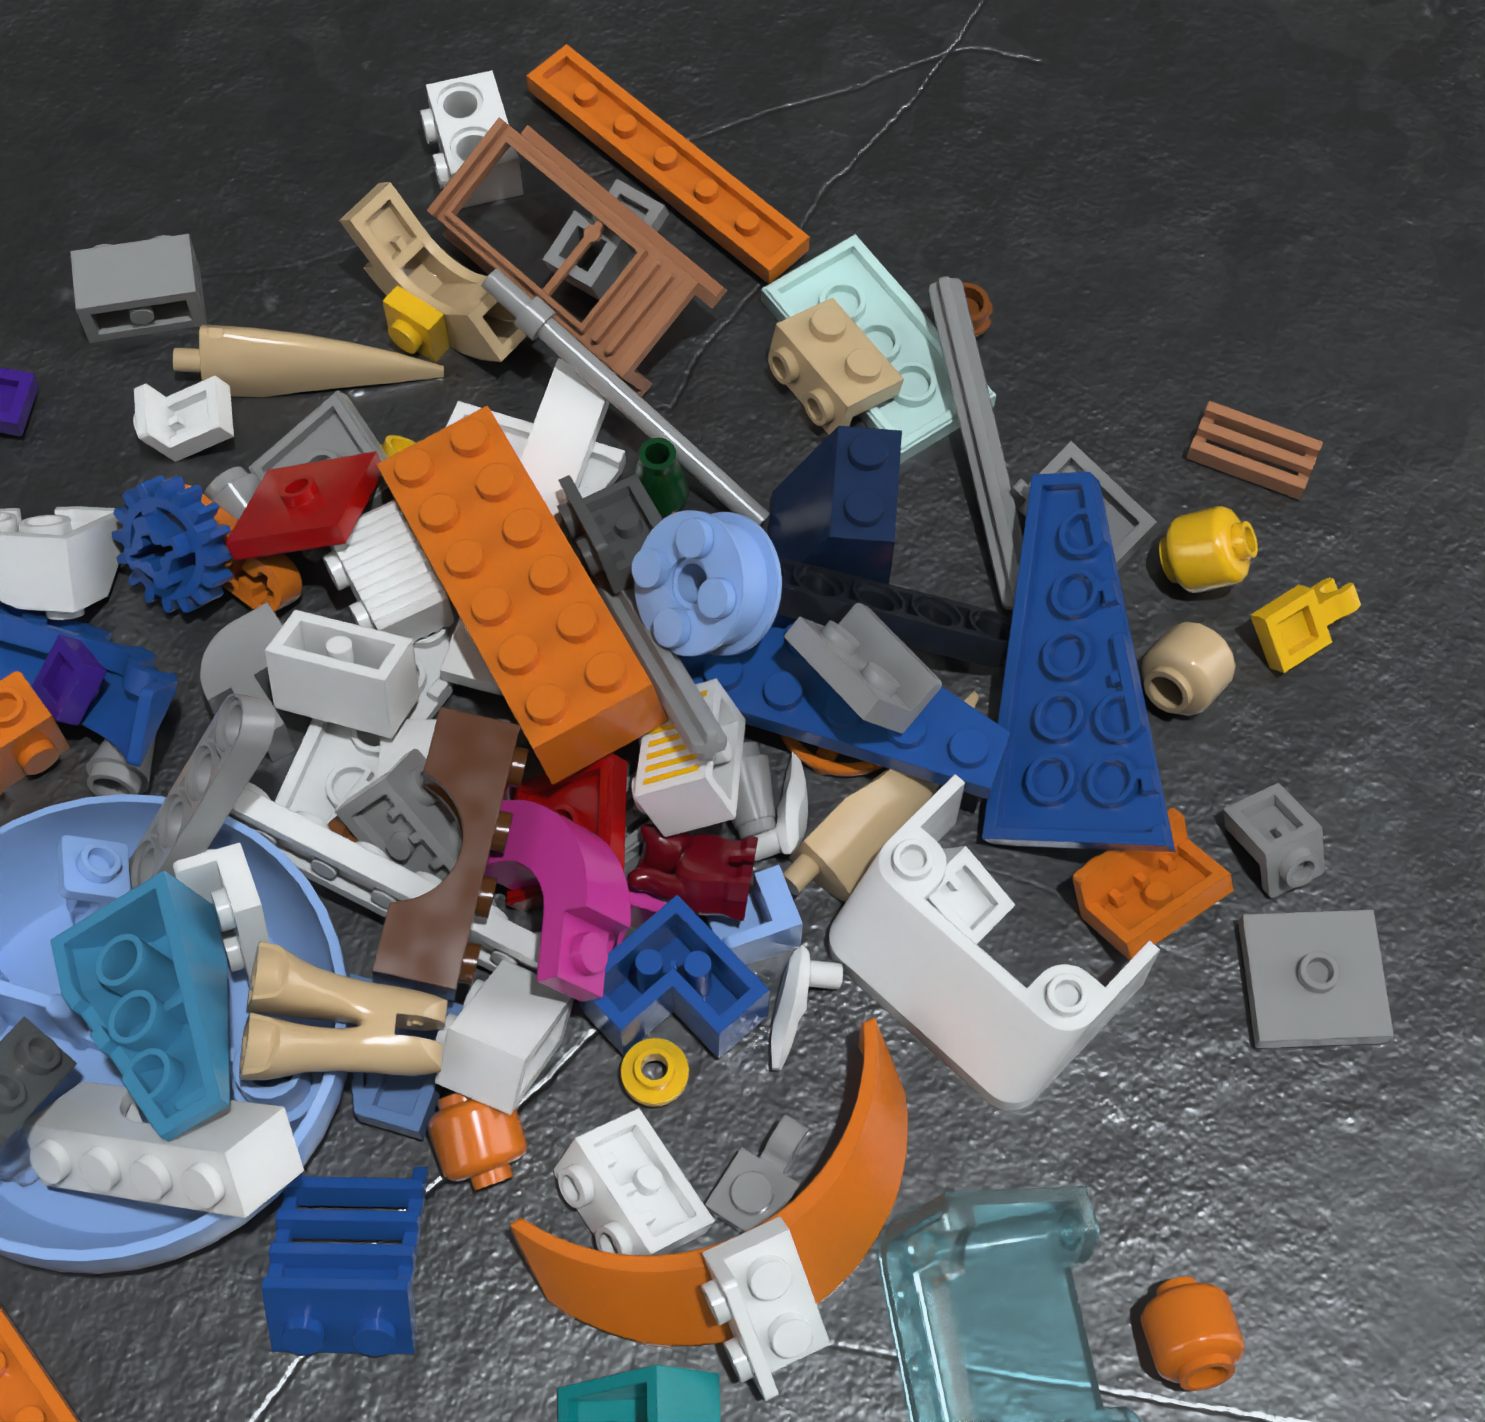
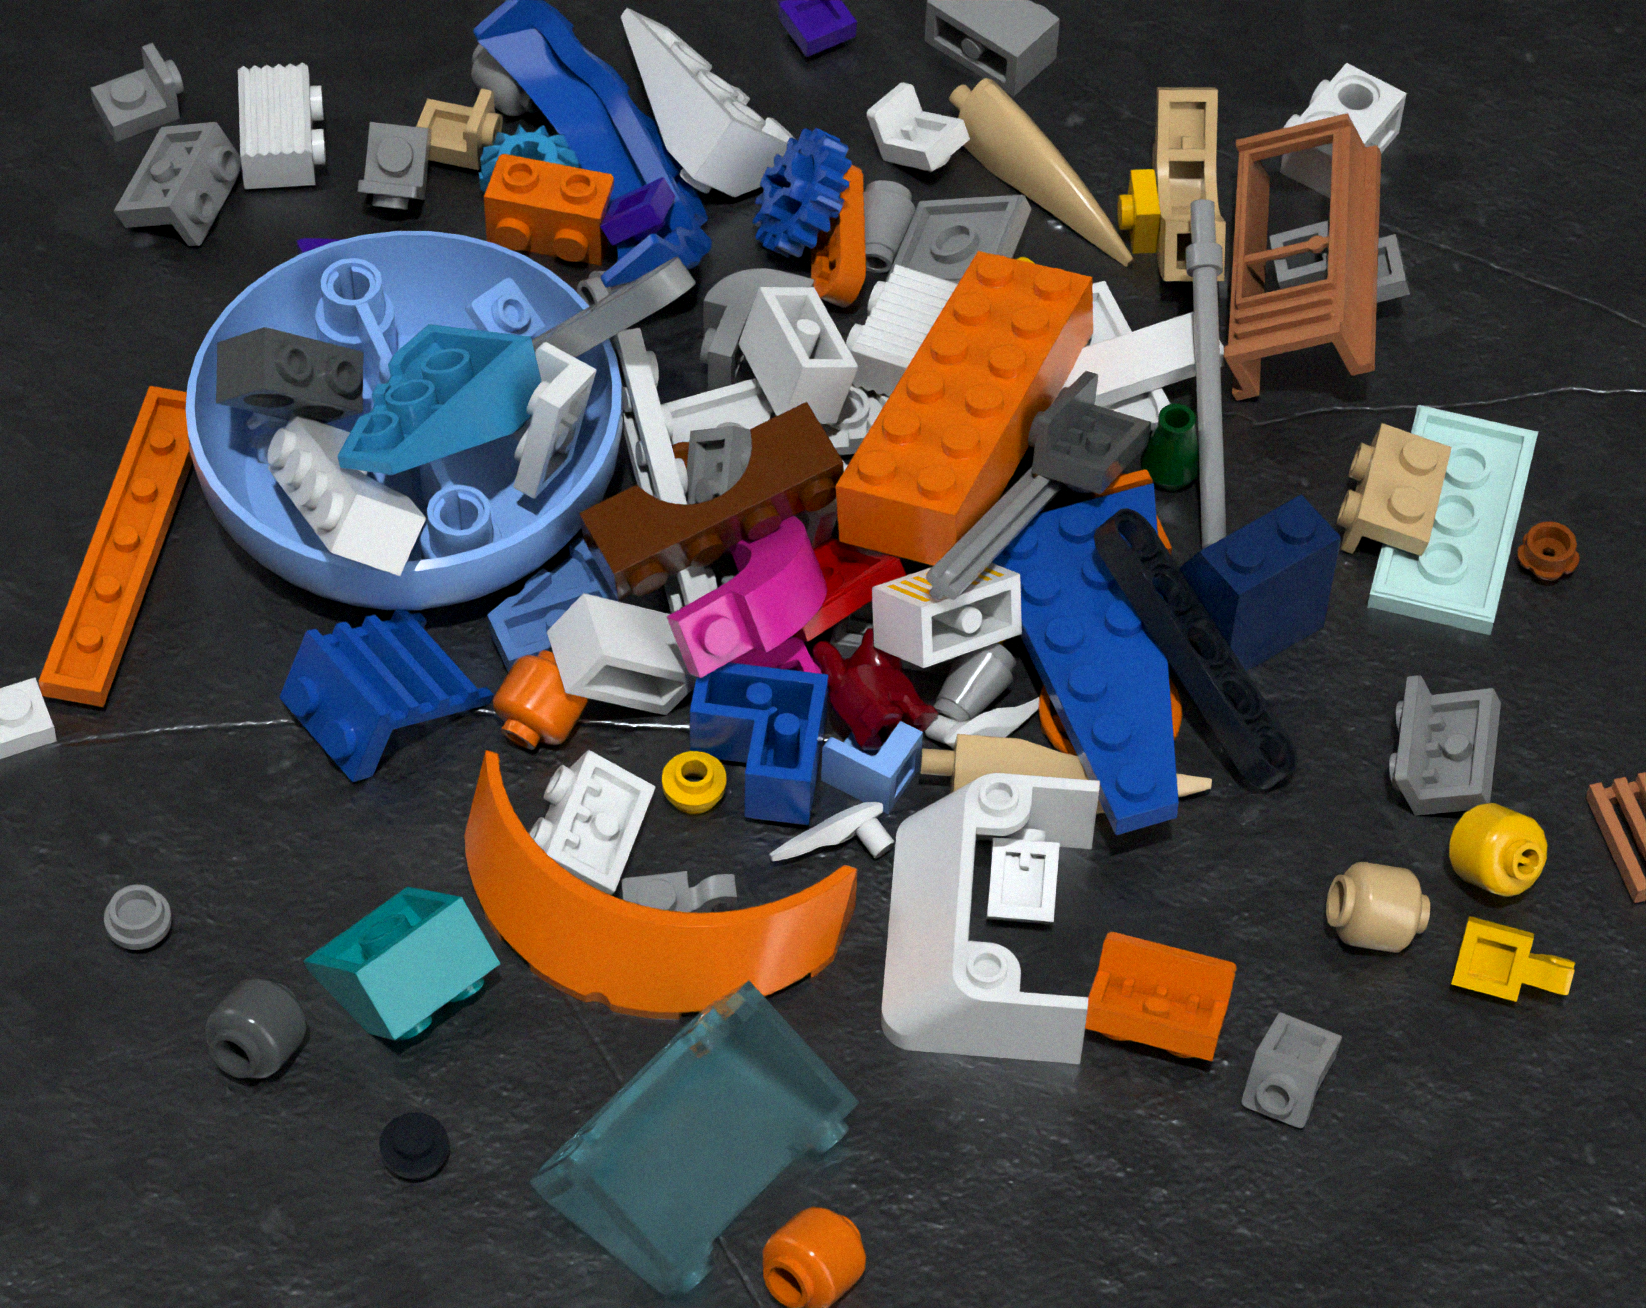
camera: 50 degrees right, 10 degrees down
(294, 988) = (518, 470): tan piece -> none
(305, 506) = (904, 240): red plate -> none
(668, 164) = (1463, 269): orange plate -> none
(707, 583) = (1079, 502): light blue wheel -> none
(765, 1300) = (572, 951): white bracket -> none
(867, 667) = (1117, 659): light grey bracket -> none
(979, 433) = (1432, 635): light grey axle -> none
(1072, 690) = (1233, 847): blue wing -> none
(1315, 979) = (1198, 1175): light grey plate -> none

